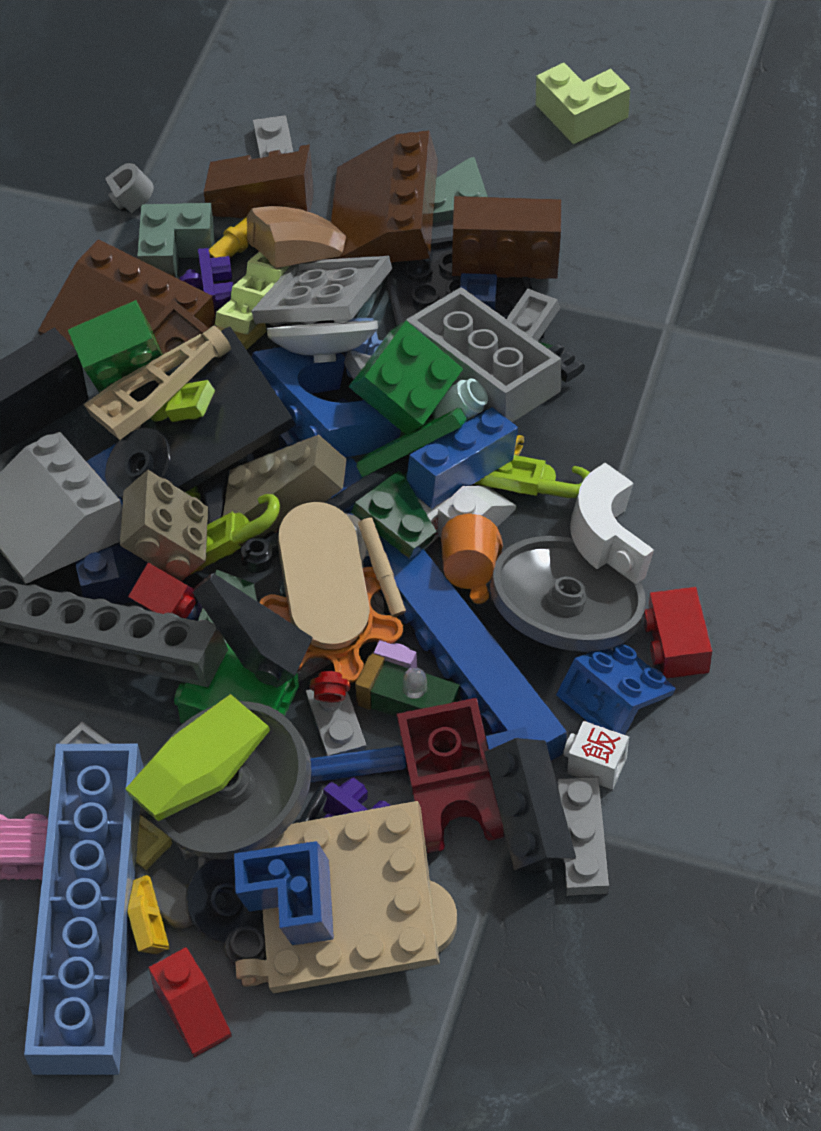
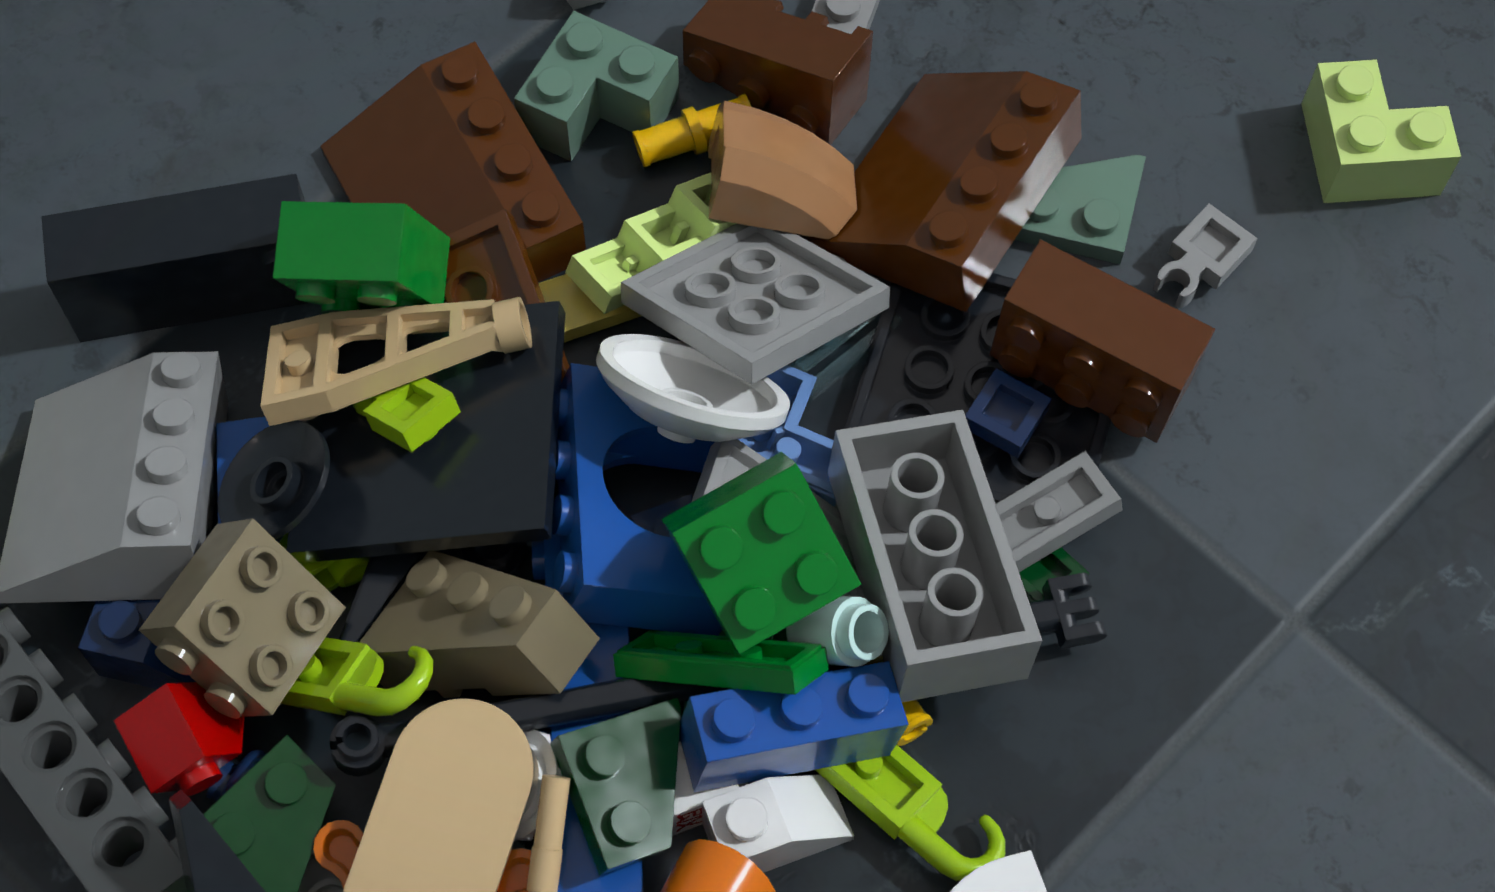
camera: 25 degrees right, 10 degrees up
(211, 271) = (602, 187): dark purple hips -> none
(531, 182) = (1206, 251): none -> light grey plate

